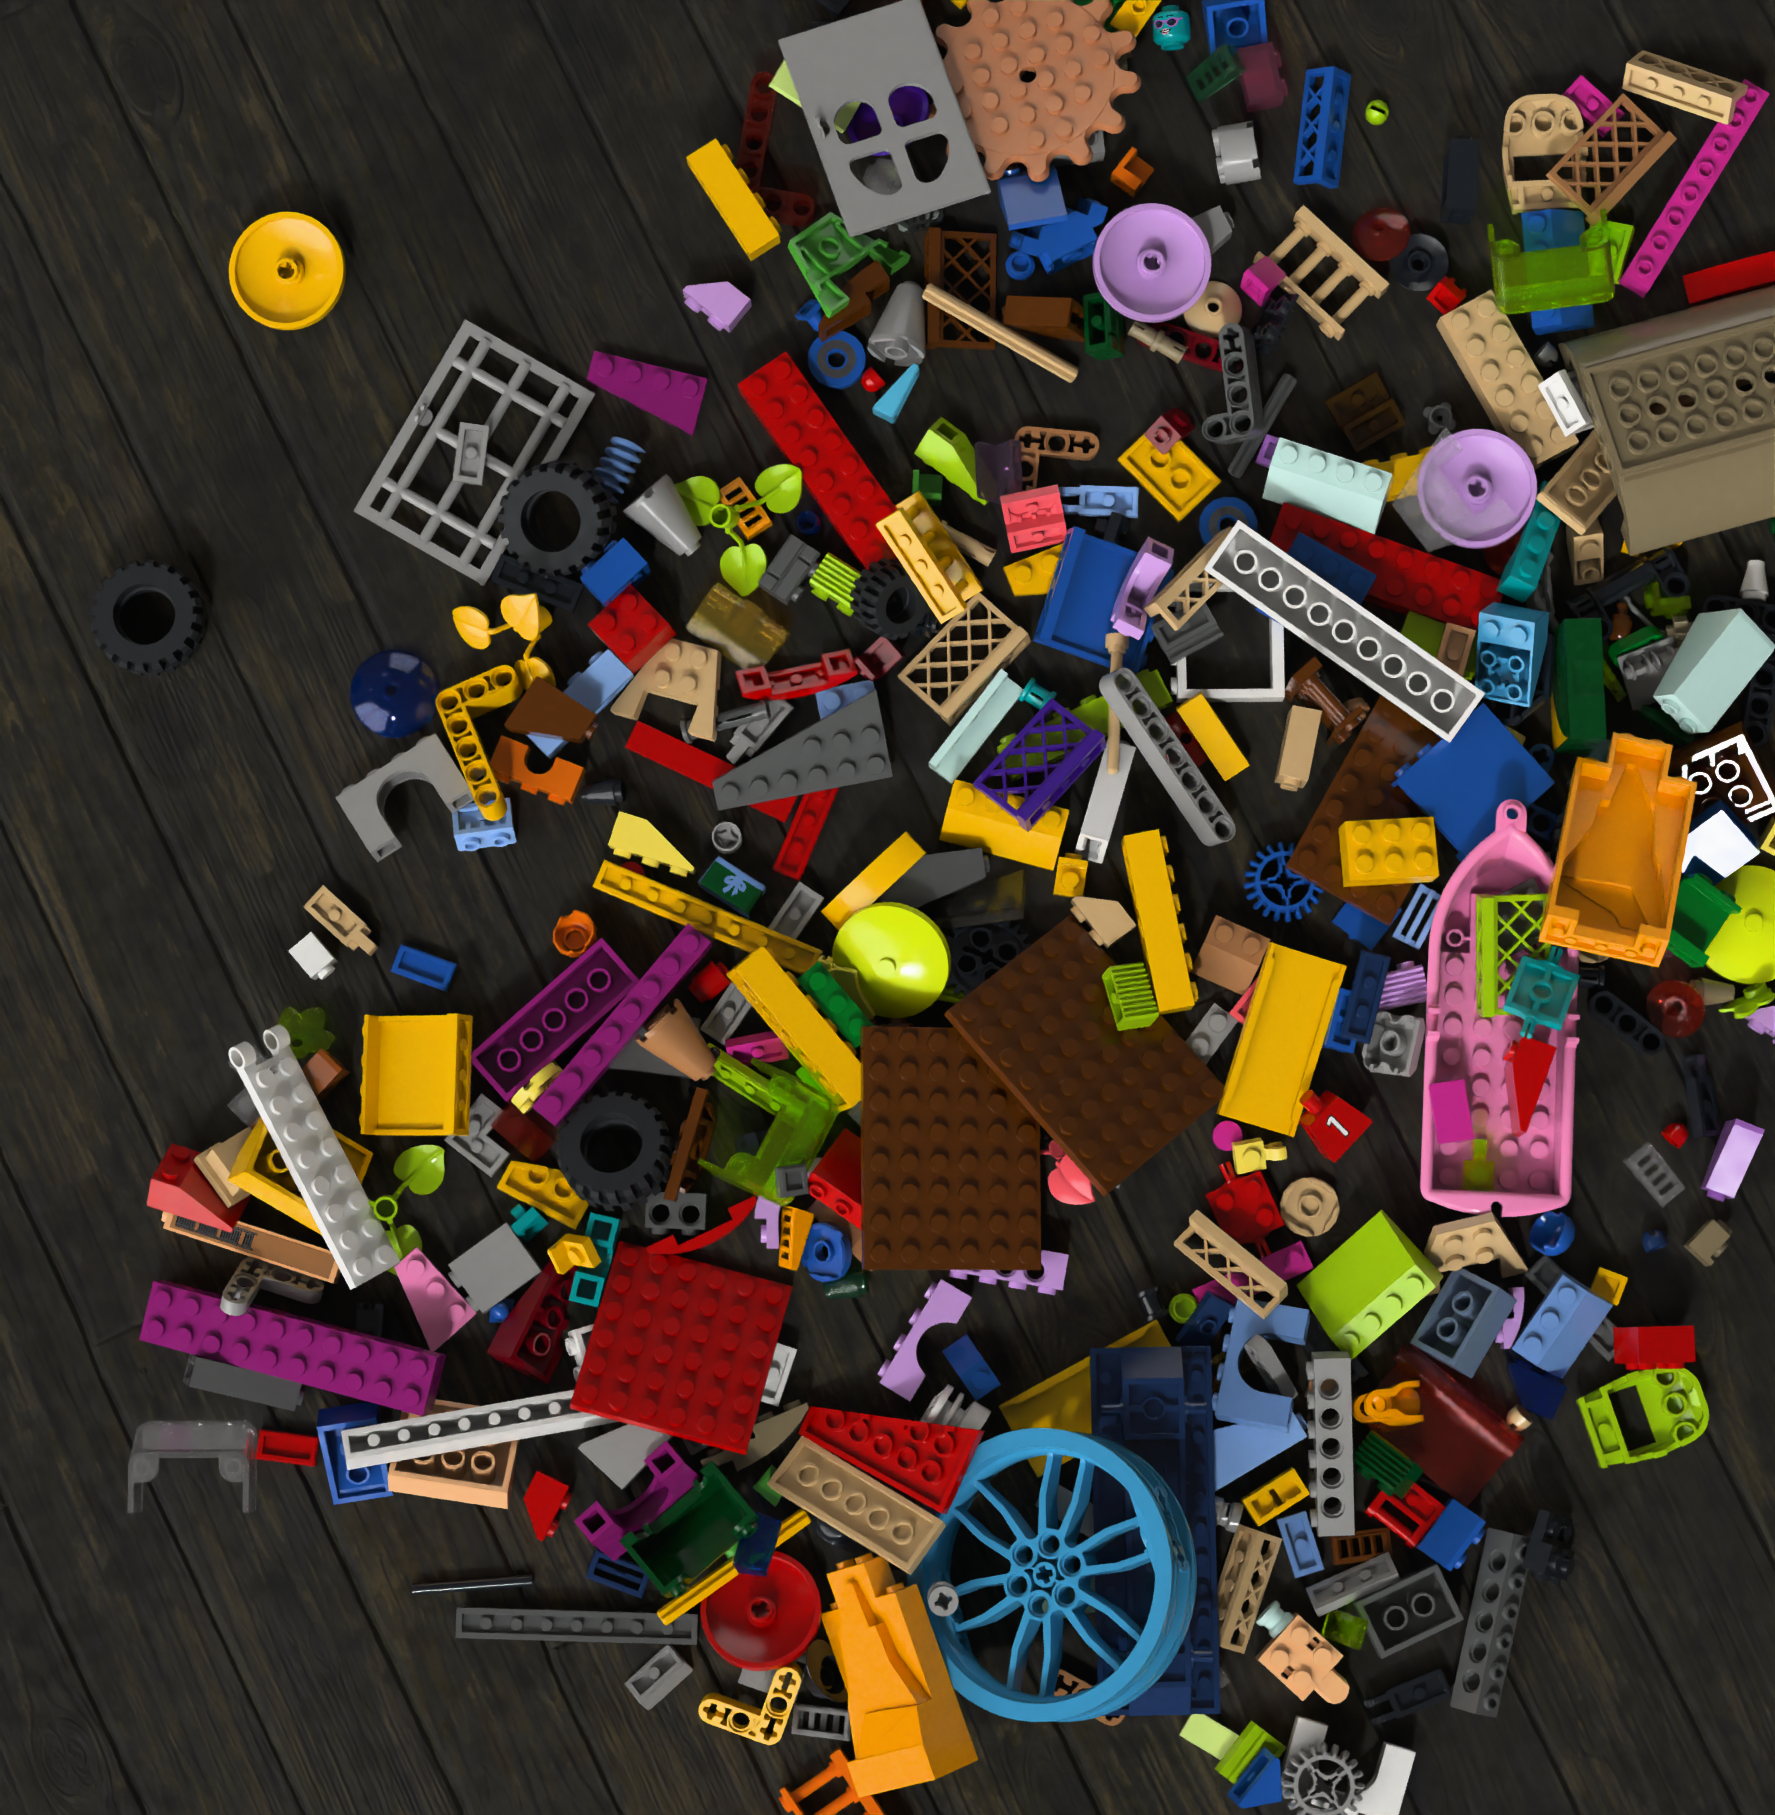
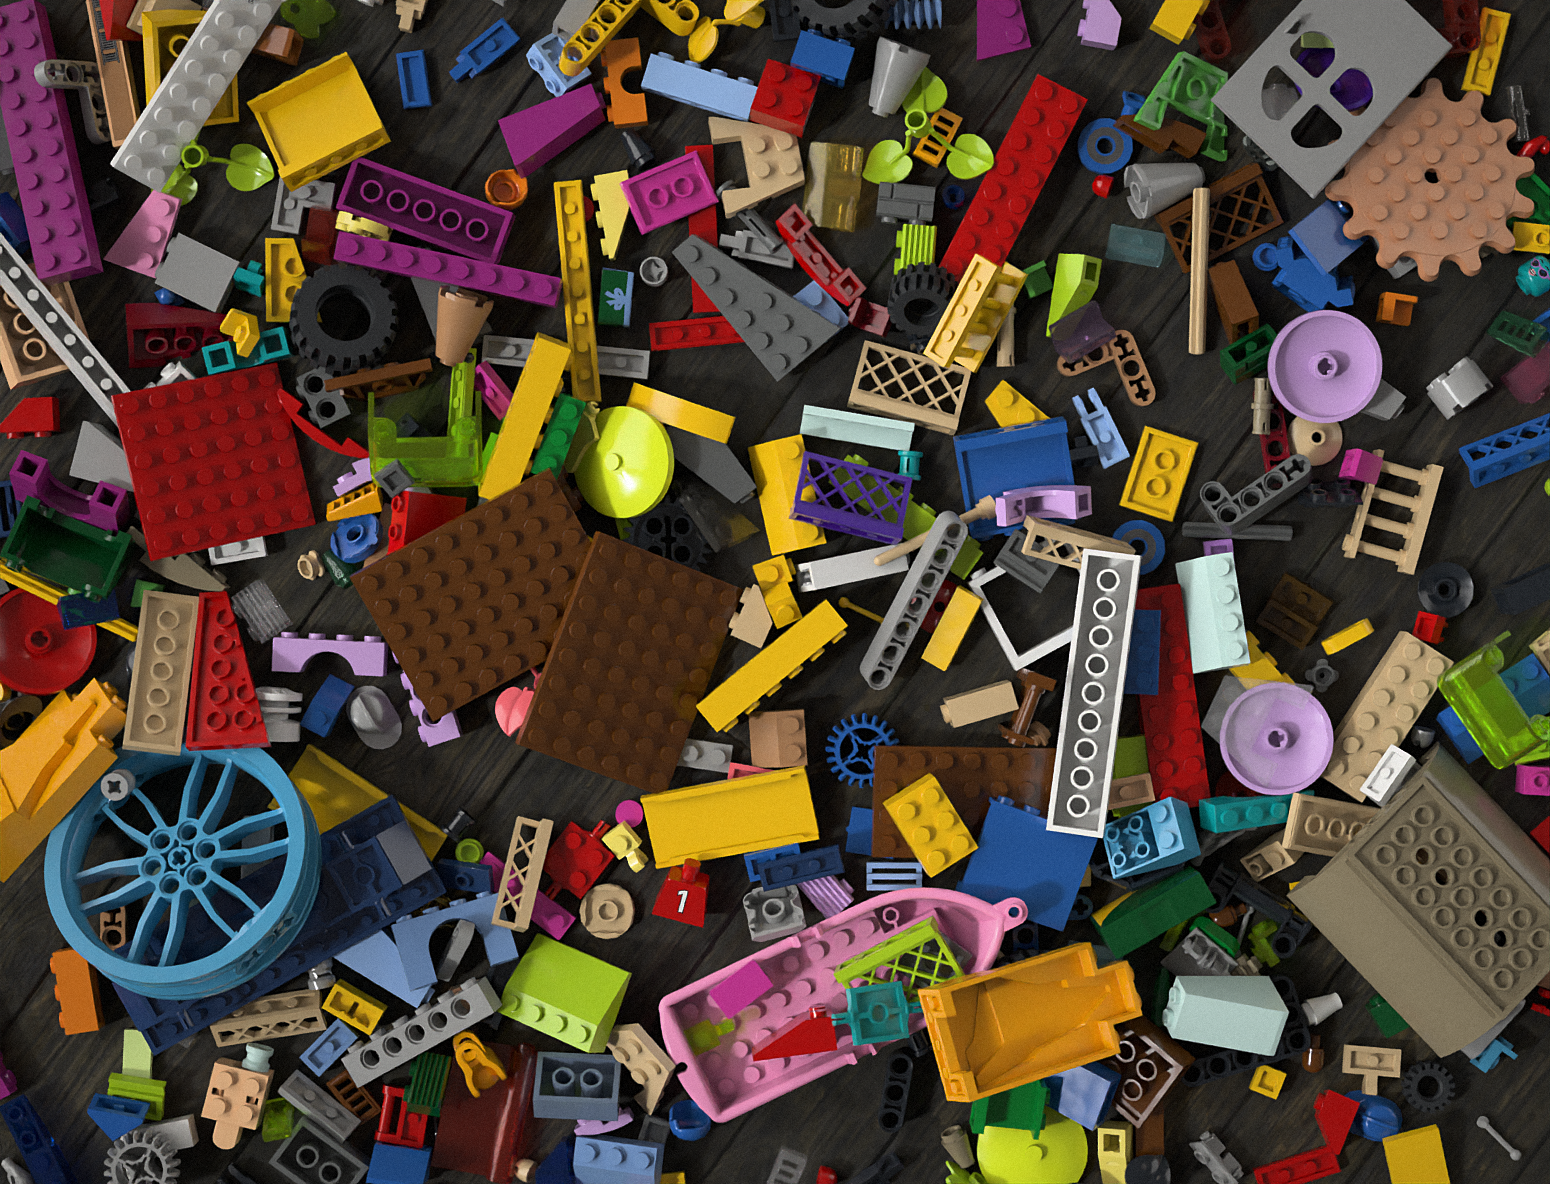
camera: 55 degrees right, 5 degrees up
(434, 885) = (485, 50): none -> blue hinge
(539, 861) = (551, 127): none -> magenta slope
(552, 715) = (676, 69): reddish brown slope -> none
(661, 783) = (668, 192): none -> dark pink tile
(709, 981) = (527, 321): red brick -> none
(829, 1311) = (311, 565): none -> tan plate
(847, 1382) = (261, 611): none -> clear brick
(892, 402) = (1095, 212): medium azure slope -> none
(944, 380) = (1135, 245): none -> clear light blue slope
(1005, 1331) = (373, 717): none -> light grey piece
(1034, 518) = (1056, 383): coral slope -> none
(1105, 883) = (781, 604): none -> yellow brick
(1116, 1759) = (77, 992): none -> orange brick
(1130, 995) = (698, 675): lime brick -> none
(1134, 826) = (844, 603): none -> yellow hinge
(1169, 430) = (1192, 456): dark red bracket -> none
(1385, 243) = (1447, 553): clear red dish -> none
(1415, 375) = (1347, 636): none -> yellow beam
(1667, 1017) = (919, 1121): clear red dish -> none

